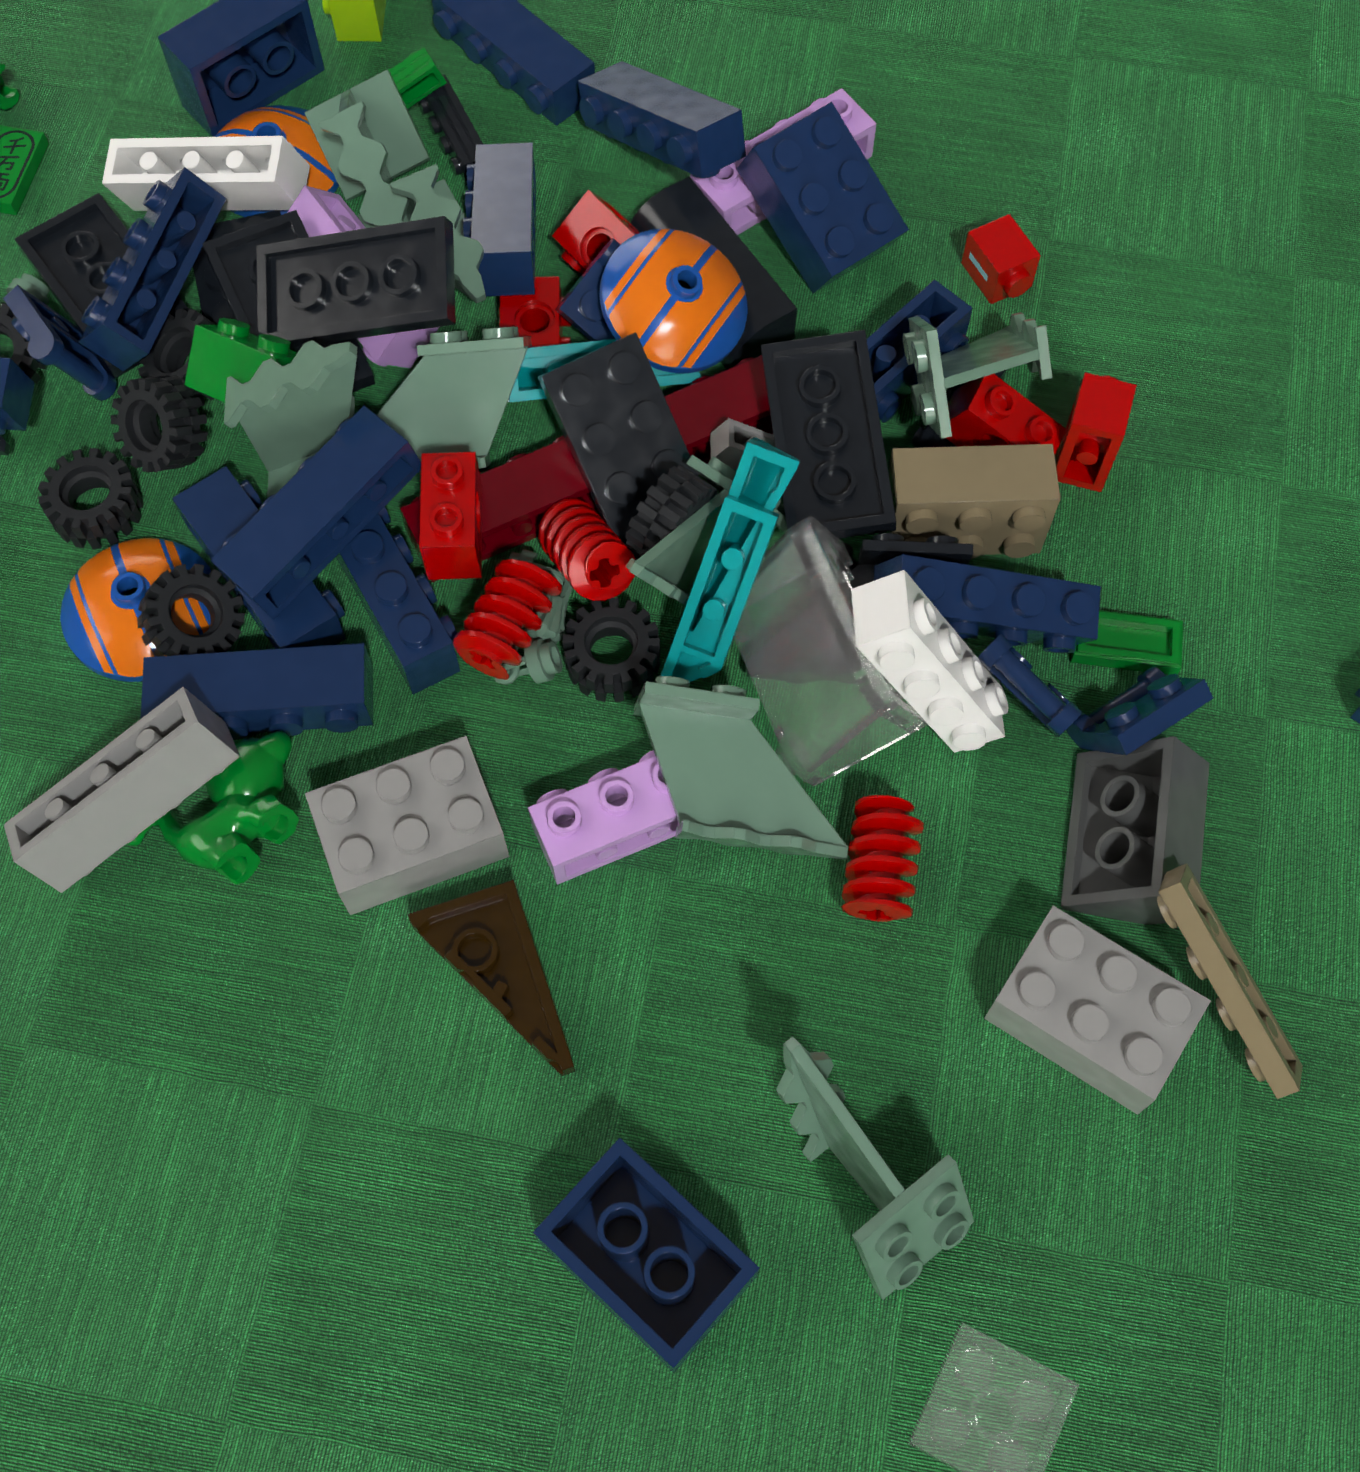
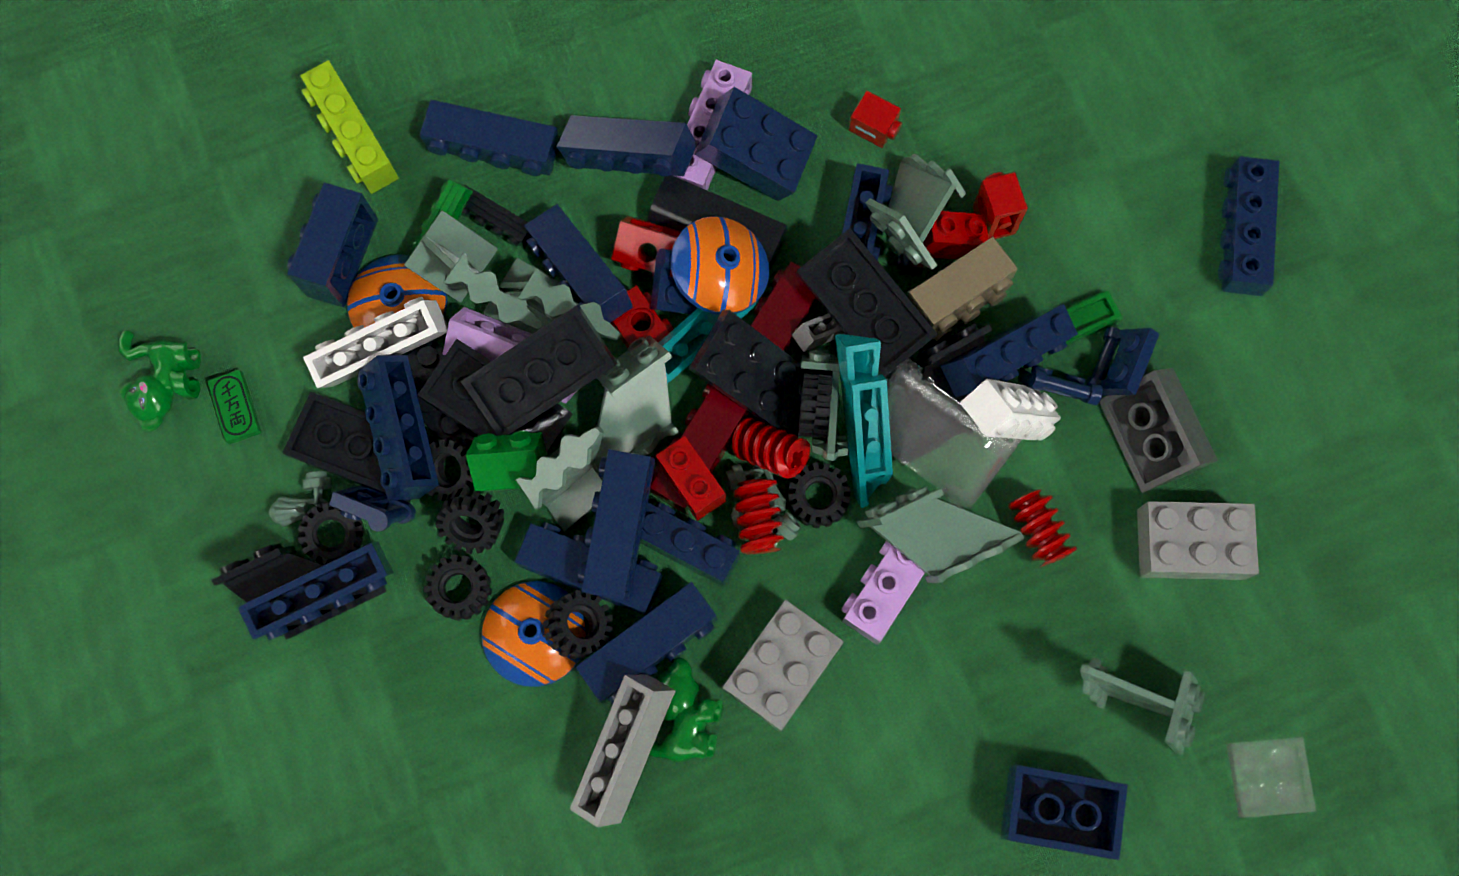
camera: 30 degrees left, 10 degrees up
(494, 952) = (874, 704): dark brown wing -> none
(1239, 998) = (1264, 491): dark tan plate -> none

